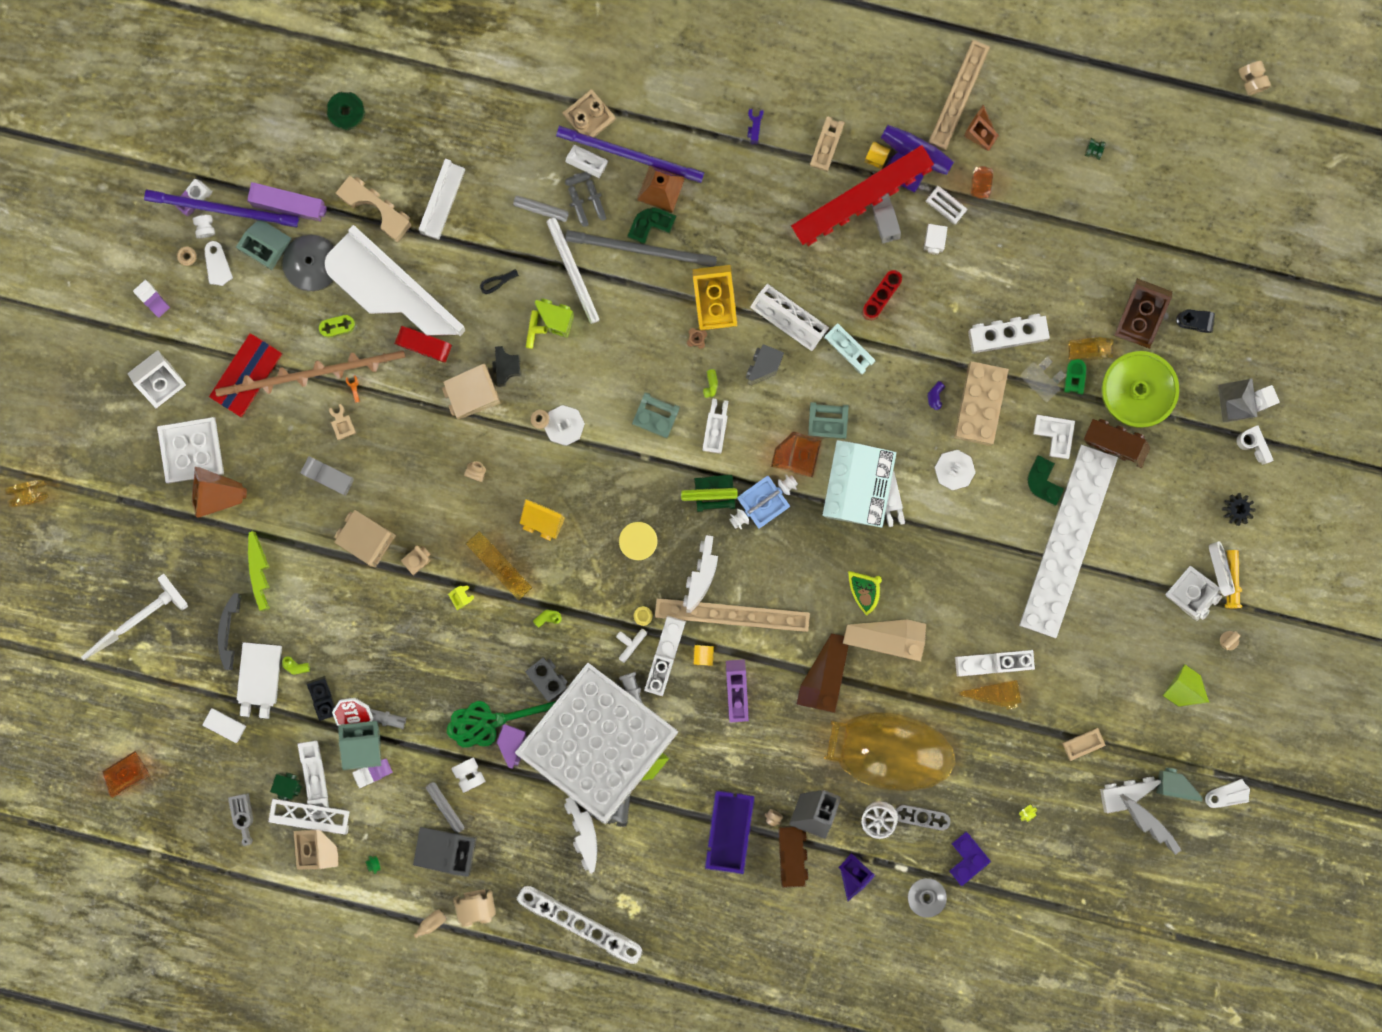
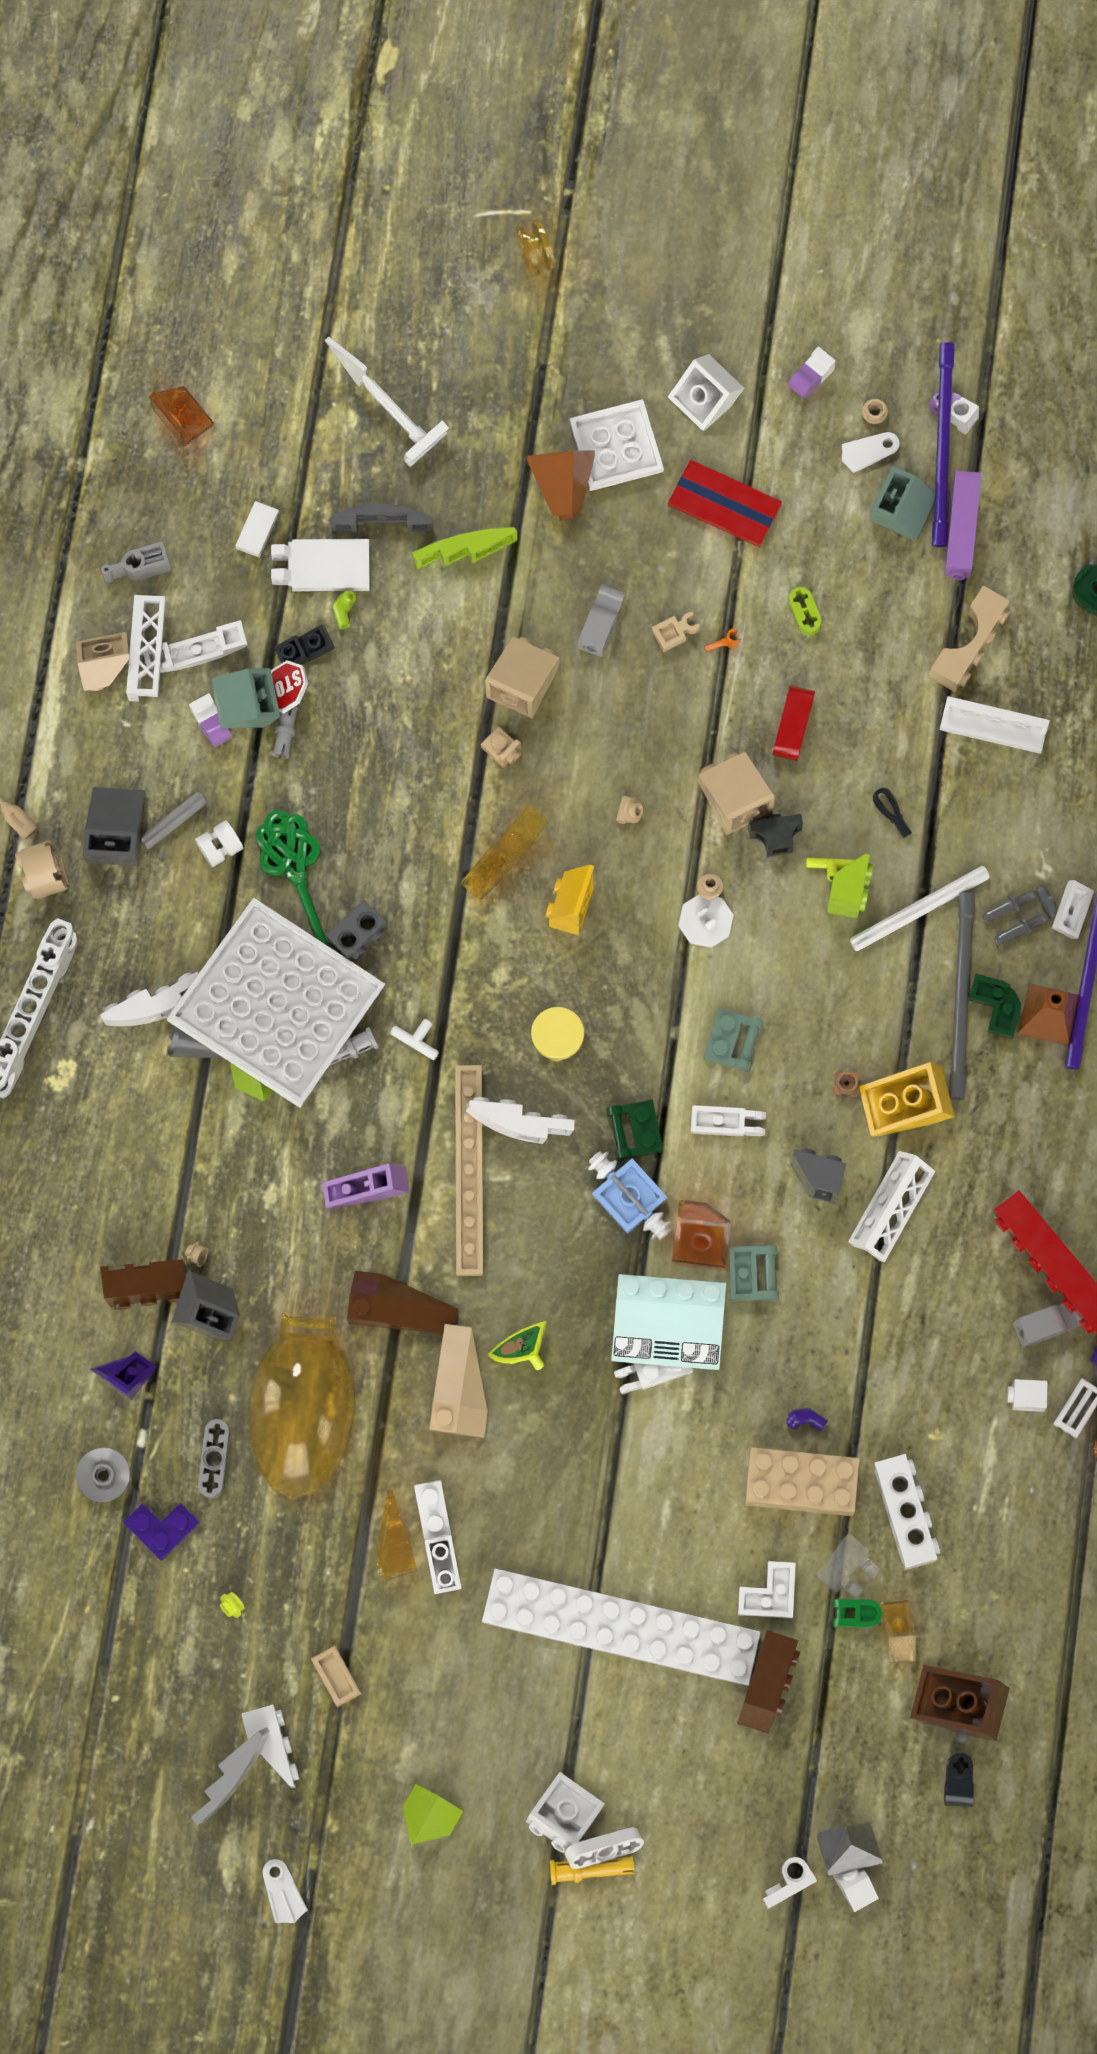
camera: 85 degrees right, 10 degrees down
(203, 225) = (917, 426): white wheel -> none
(286, 786) = (183, 614): dark green brick -> none
(302, 377) = (741, 591): medium nougat plant -> none
(303, 275) = (883, 583): dark grey dish -> none
(373, 864) = (89, 735): green plate -> none
(384, 287) = (864, 662): white piece -> none
(459, 597) = (456, 806): neon yellow tile -> none
(509, 742) = (267, 889): medium lavender slope -> none
(540, 208) = (999, 857): light grey axle -> none
(547, 616) = (443, 925): lime arm -> none
(643, 616) = (456, 1051): light yellow plate -> none
(665, 655) = (403, 1085): white slope -> none
(703, 655) = (409, 1136): yellow brick -> none
(709, 494) = (631, 1119): lime axle -> none
(713, 383) = (785, 1111): lime arm -> none
(729, 832) = (171, 1194): dark purple piece -> none
(849, 348) = (858, 1291): light aqua plate -> none
(879, 820) = (205, 1397): white wheel -> none
(884, 286) = (931, 1317): red beam -> none
(954, 470) = (704, 1457): white piece -> none
(1038, 482) = (701, 1576): dark green plate -> none
(1140, 389) = (848, 1706): lime dish -> none
(1176, 785) = (288, 1810): sand green slope -> none
(1229, 640) = (503, 1872): tan plate -> none
(1245, 508) = (689, 1857): black gear -> none

